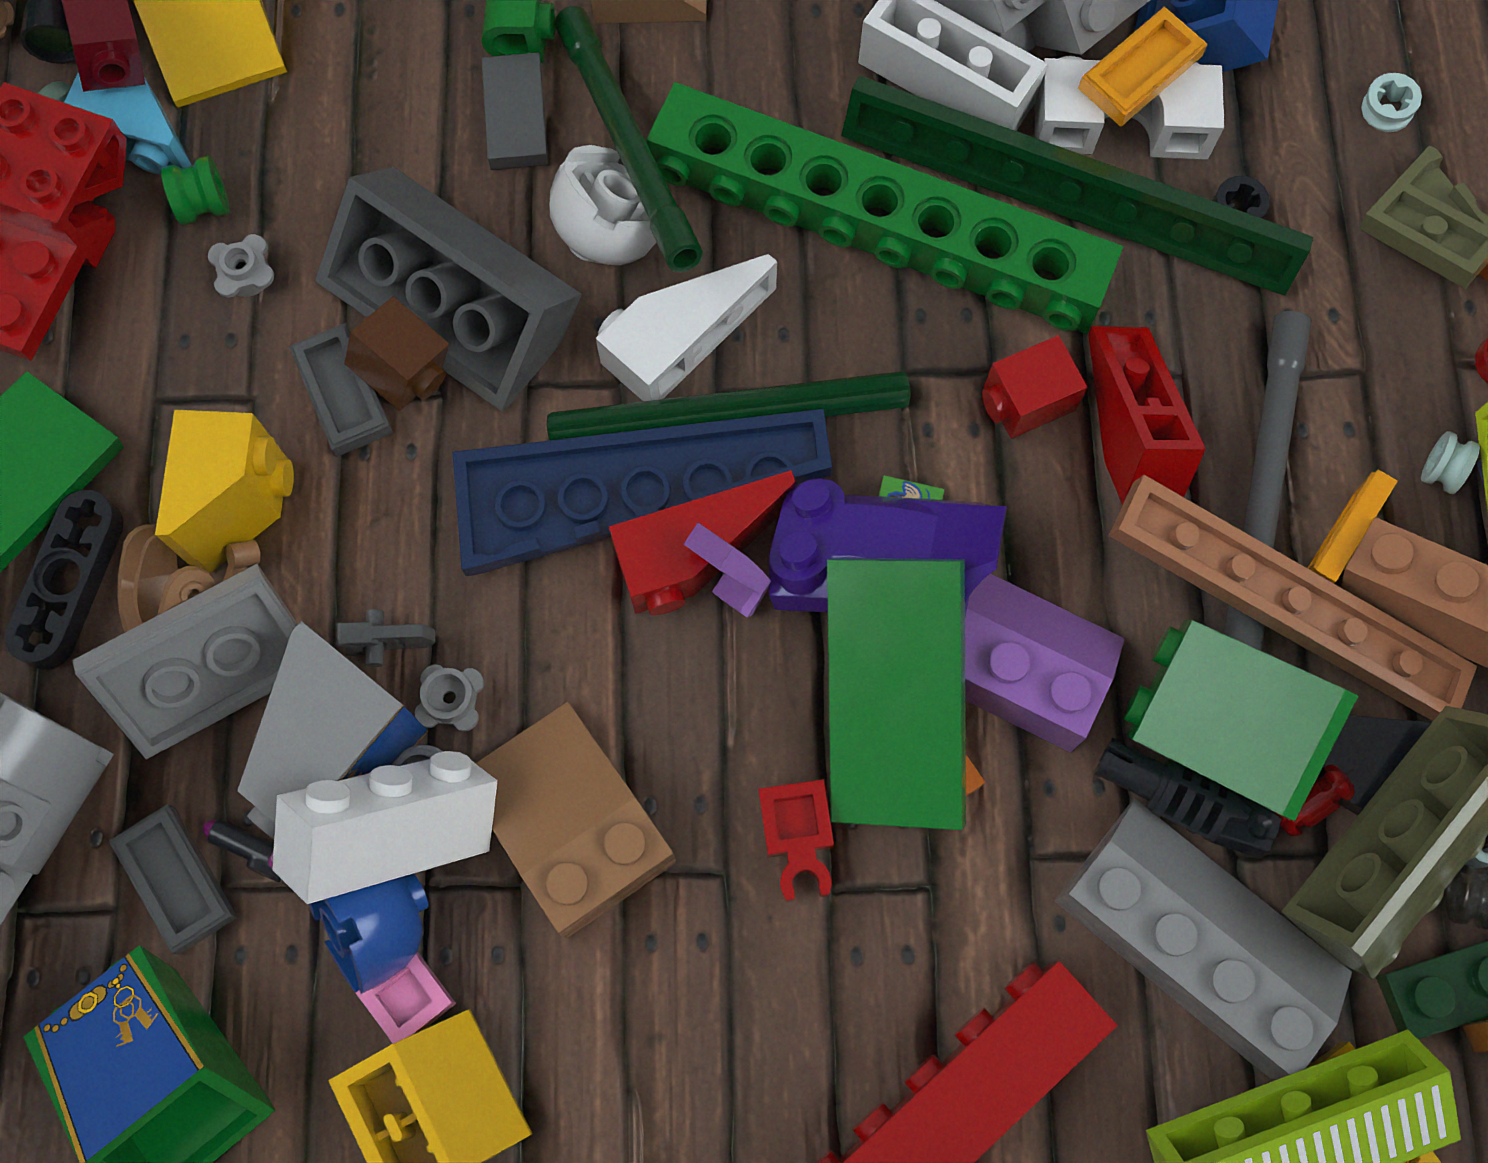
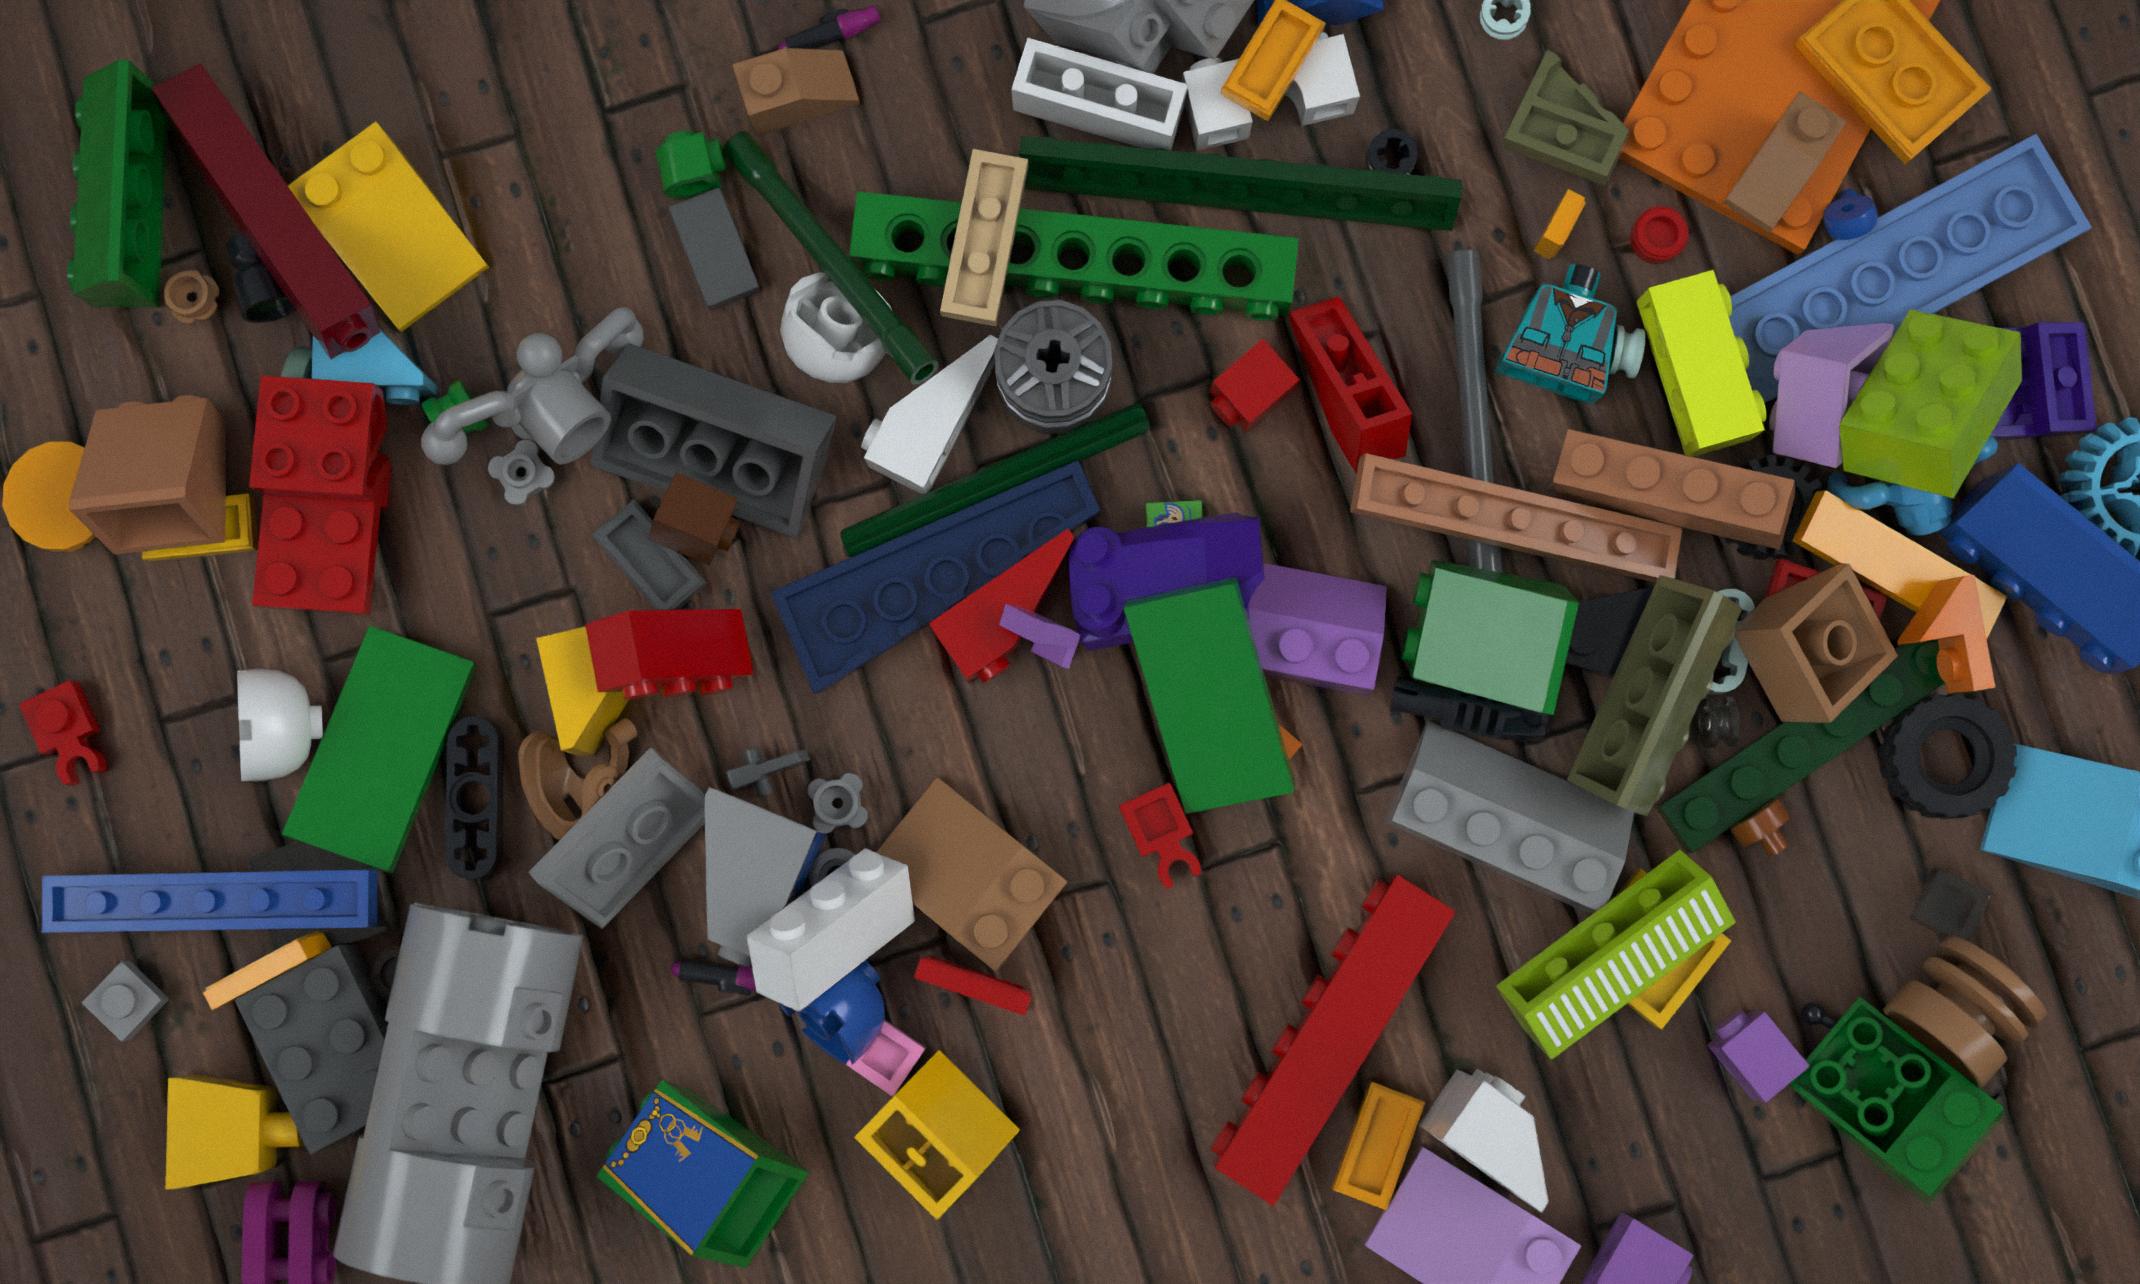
camera: 15 degrees left, 10 degrees up
(173, 879) = (661, 1018): dark grey tile -> none
(281, 181) = (544, 399): none -> light grey wheel
(313, 468) = (669, 652): none -> red brick
(529, 941) = (974, 984): none -> red tile
(790, 152) = (984, 237): none -> tan plate
(818, 334) = (1082, 382): none -> flat silver wheel
(1321, 800) = (1577, 679): red piece -> none
(1352, 525) = (1551, 439): light orange tile -> none
(1385, 425) = (1564, 339): none -> torso
(1406, 315) = (1560, 224): none -> light orange tile

